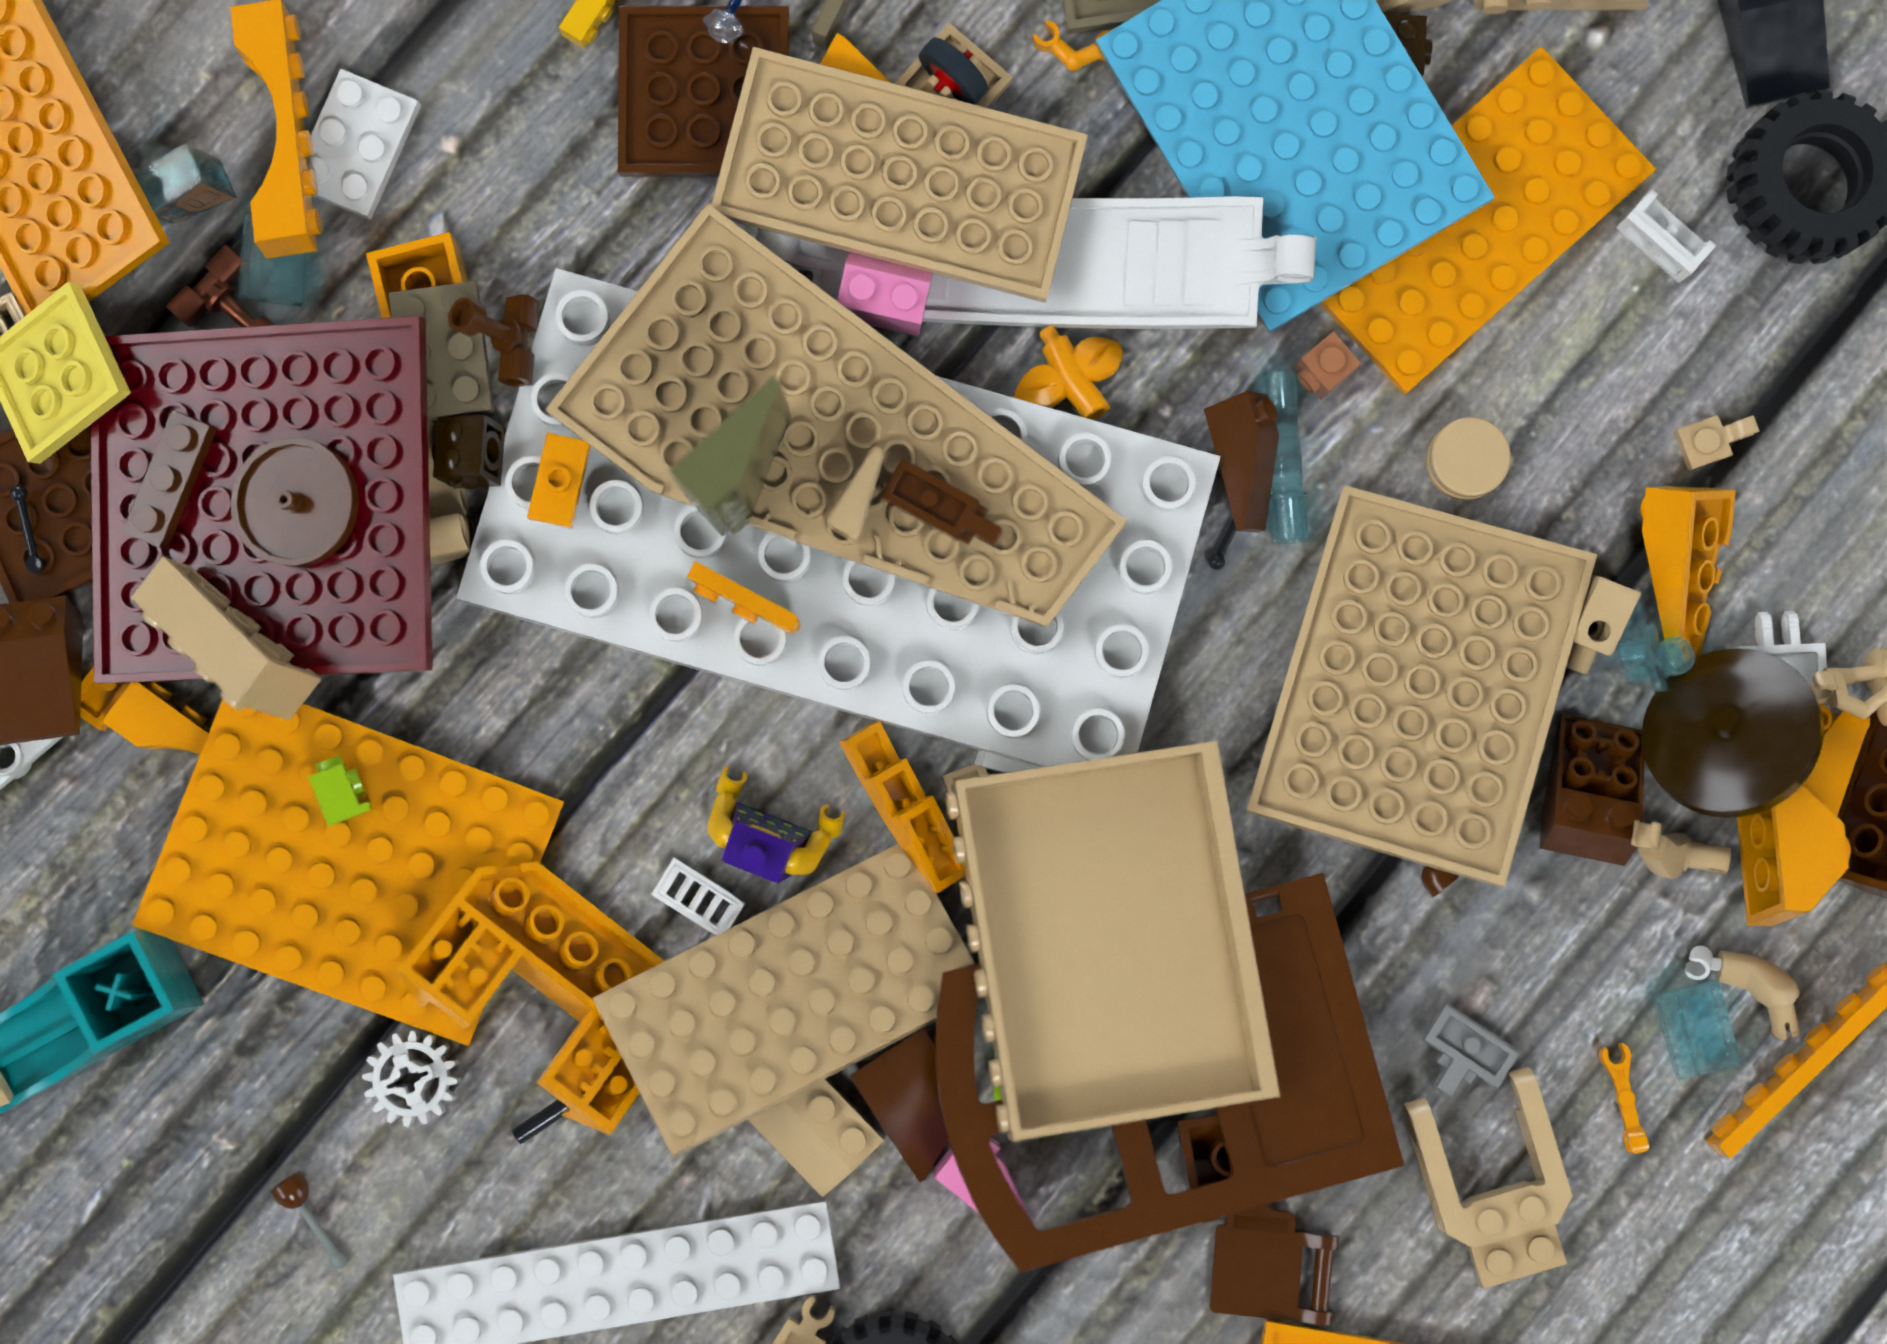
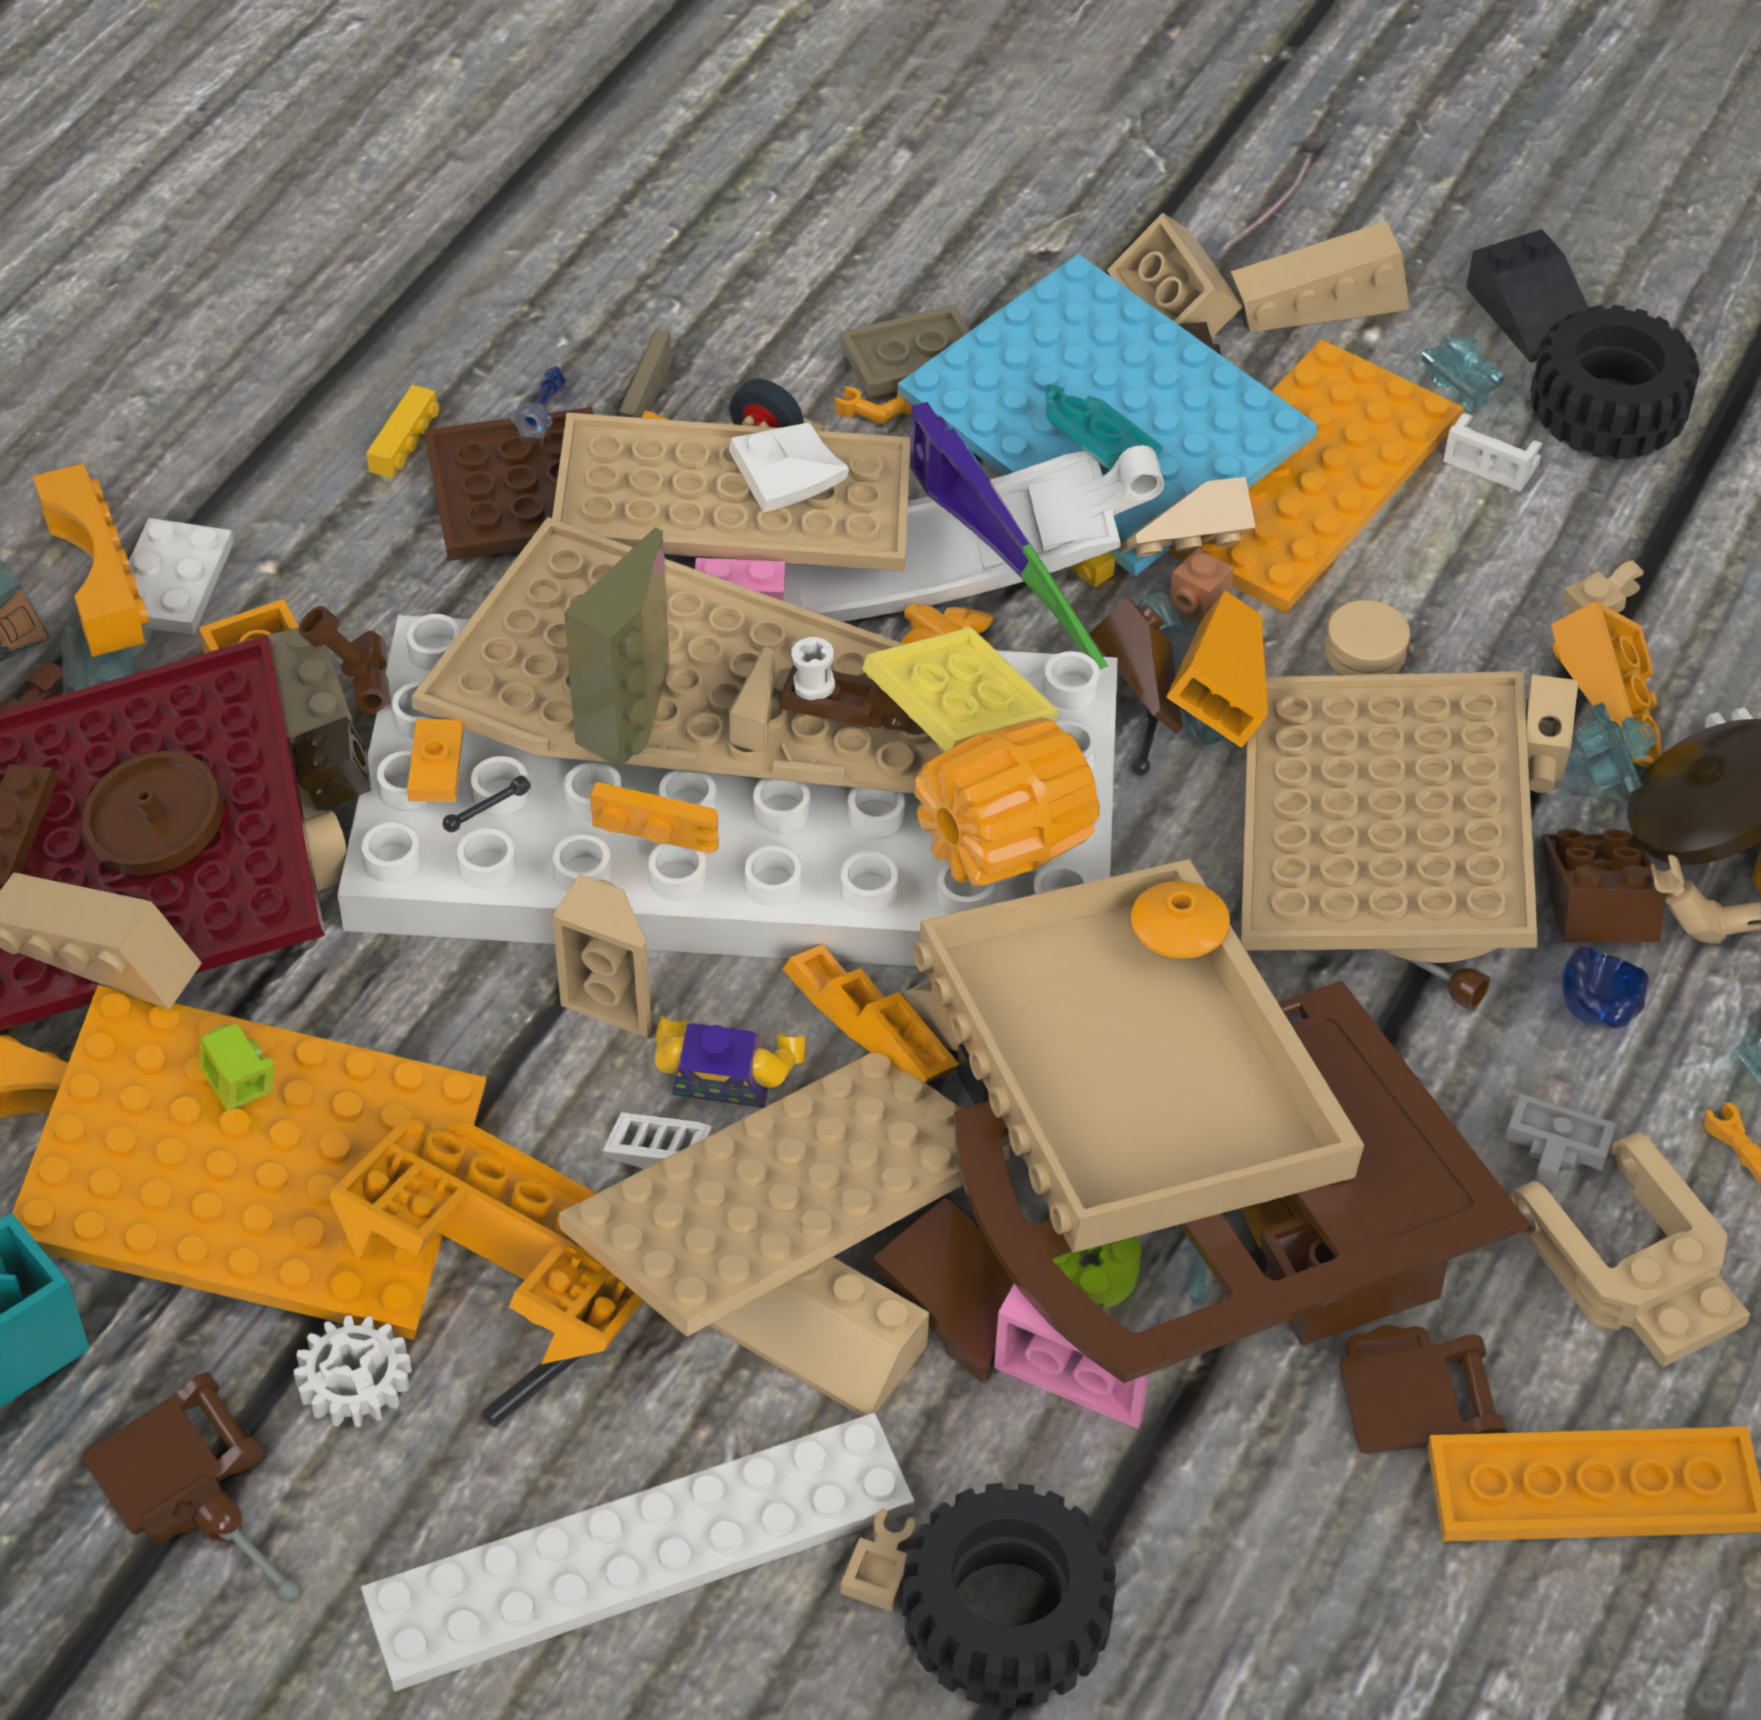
camera: 10 degrees left, 35 degrees down
(251, 1128) = (160, 1466): none -> reddish brown piece
(564, 557) = (518, 786): none -> black hinge
(678, 720) = (602, 956): none -> tan slope
(915, 473) = (813, 662): none -> white bush
(955, 162) = (786, 465): none -> white plate
(1047, 530) = (956, 686): none -> light yellow plate
(1060, 674) = (1007, 801): none -> light orange wheel
(1125, 216) = (962, 487): none -> dark purple plate
(1169, 827) = (1180, 919): none -> light orange dish
(1272, 170) = (1094, 426): none -> teal tile
(1318, 485) = (1225, 671): none -> light orange slope
(1344, 297) = (1207, 513): none -> tan slope
(1555, 915) = (1603, 988): none -> clear blue hair
(1670, 123) = (1461, 366): none -> clear light blue hips

